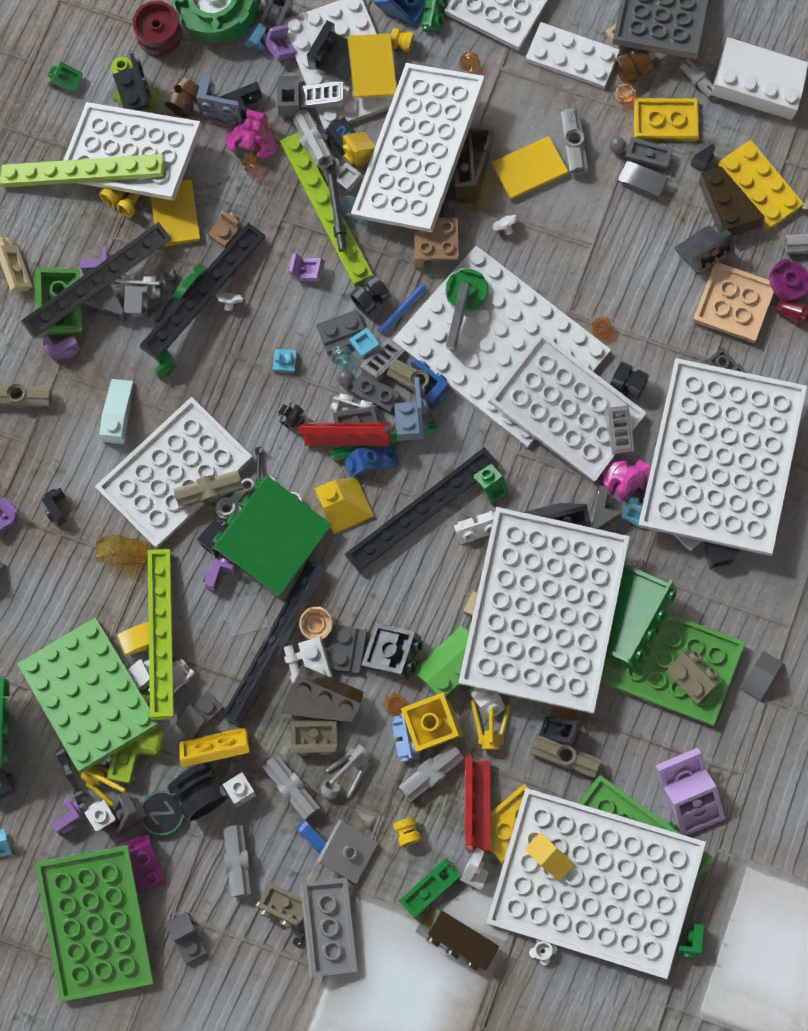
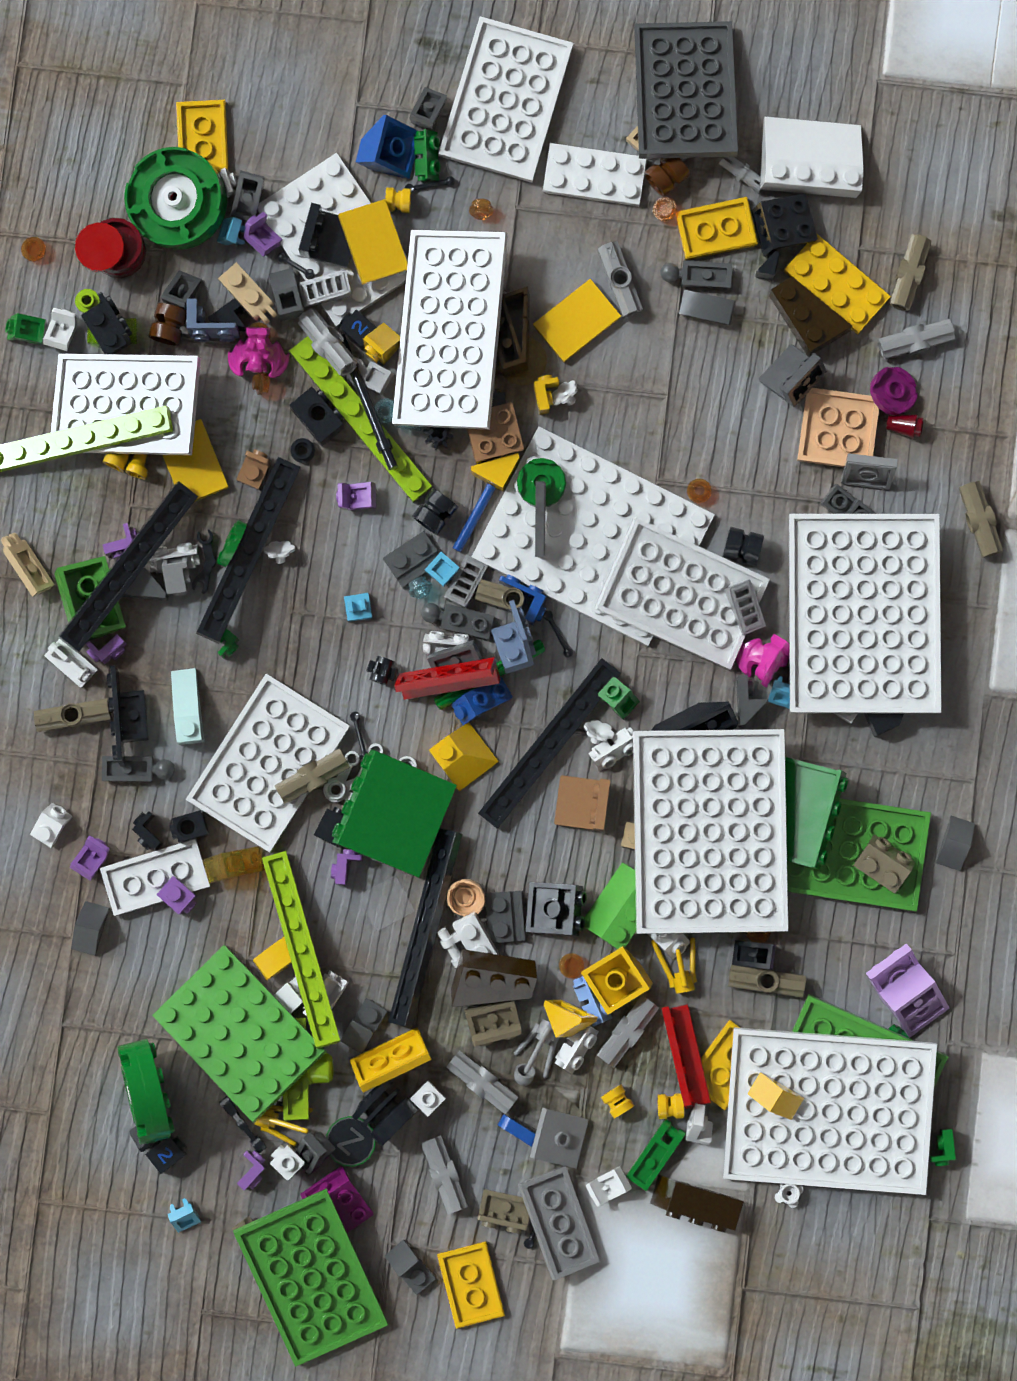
camera: 15 degrees left, 10 degrees up
(28, 352) = (70, 662): none -> white hinge
(51, 546) = (136, 881): none -> white plate
(58, 452) = (136, 769): none -> dark grey plate
(64, 407) = (129, 716): none -> black bracket
(66, 566) = (177, 896): none -> medium lavender bracket
(88, 17) = (33, 249): none -> clear orange plate
(94, 83) = (60, 329): none -> white bracket
(98, 517) = (199, 821): none -> black brick
(141, 20) = (99, 247): none -> red tile
(195, 71) = (180, 289): none -> dark grey slope
(236, 966) = (470, 1284): none -> yellow tile
(255, 84) = (247, 293): none -> tan hinge
(270, 217) = (297, 444): none -> black plate
(290, 208) = (323, 429): none -> black brick
(311, 80) = (309, 273): none -> black hinge
(375, 785) = (572, 1057): none -> white hinge
(380, 749) = (567, 1018): none -> yellow slope
(381, 905) = (608, 1186): none -> white bracket
(388, 239) = (436, 441): none -> black gear
(431, 273) = (497, 471): none -> yellow slope
(438, 566) = (582, 803): none -> medium nougat bracket
(447, 404) = (548, 616): none -> black hinge
(449, 35) = (449, 181): none -> black hinge
(453, 847) = (670, 1106): none -> yellow wheel
(466, 508) = (598, 731): none -> white plant
(487, 214) = (544, 397): none -> yellow bracket
(724, 123) = (783, 223): none -> black bracket
(753, 340) = (869, 471): none -> light grey plate

